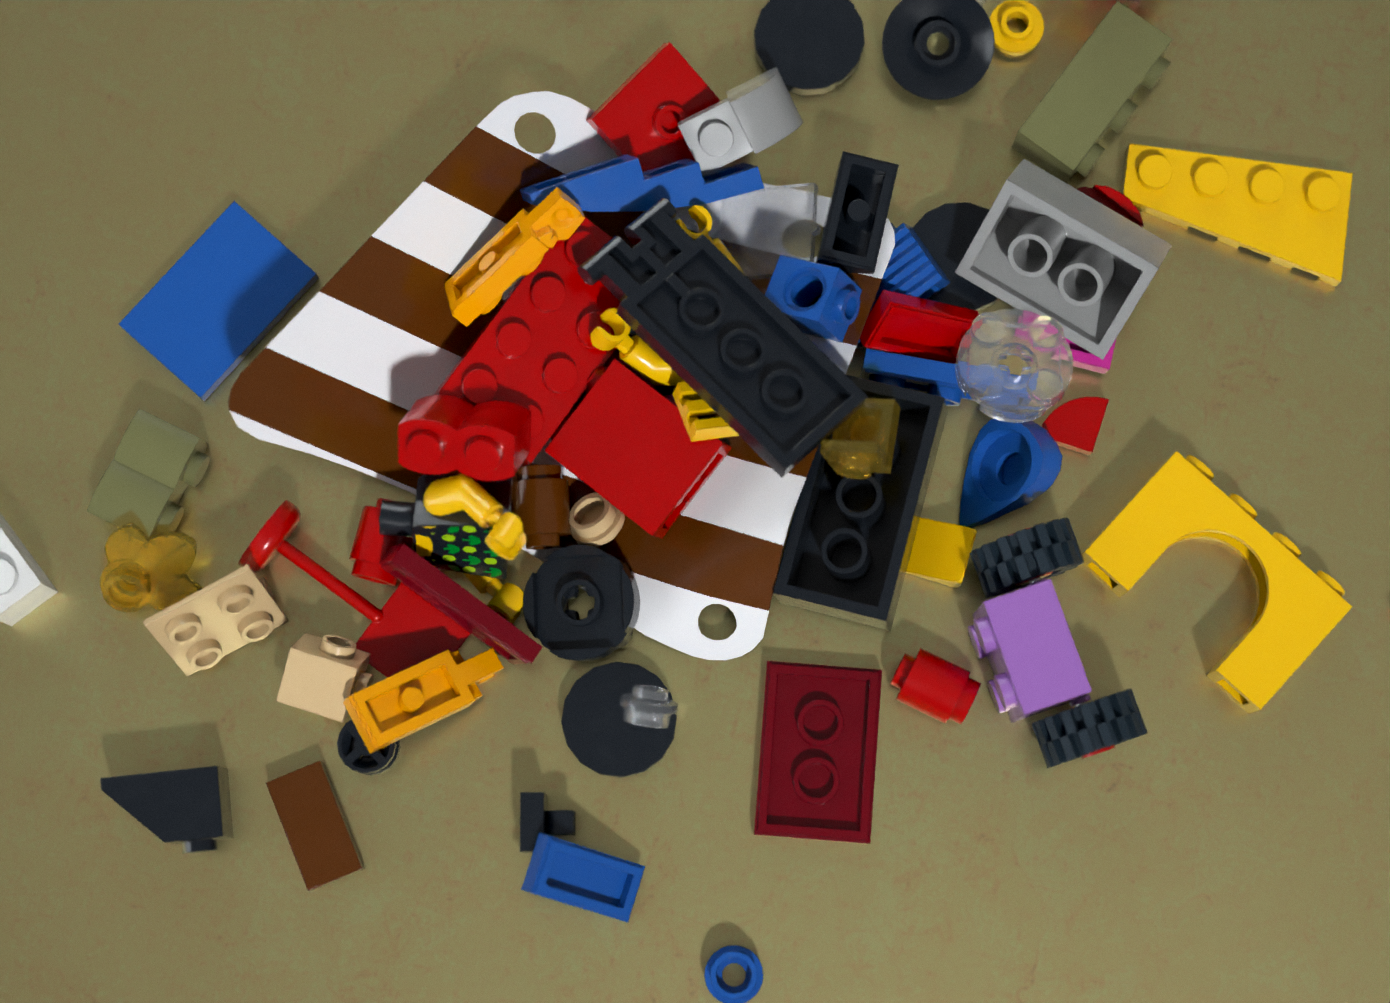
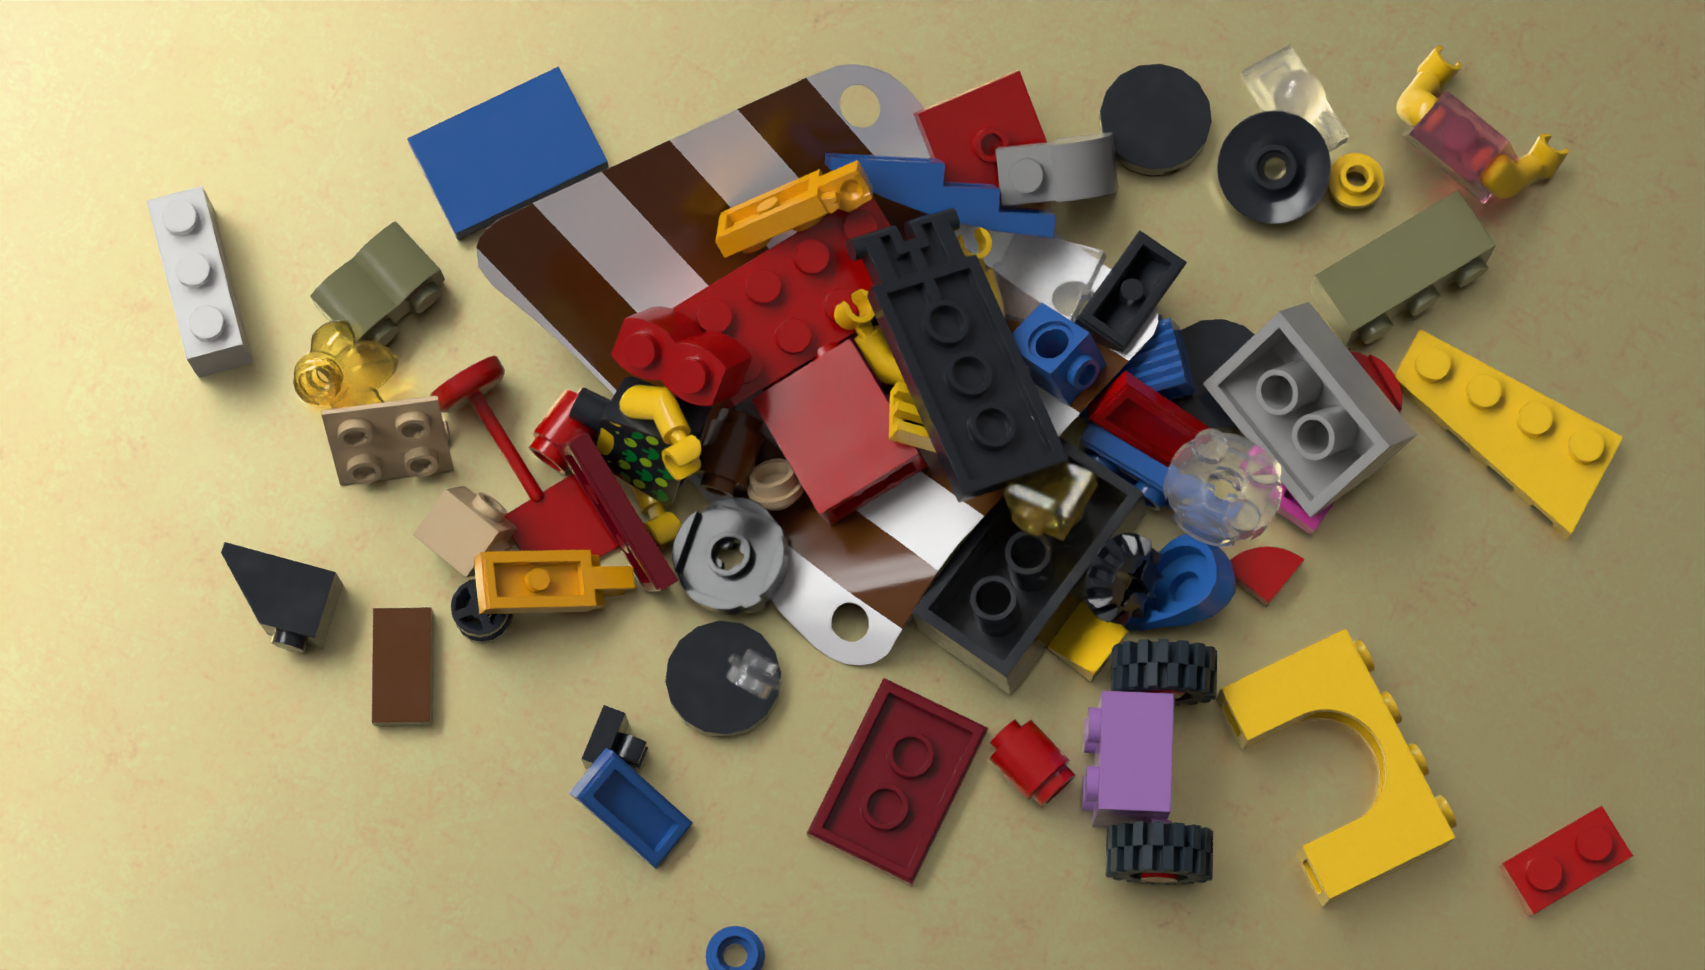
camera: 20 degrees right, 5 degrees down
(946, 505) = (1104, 589): none -> black gear

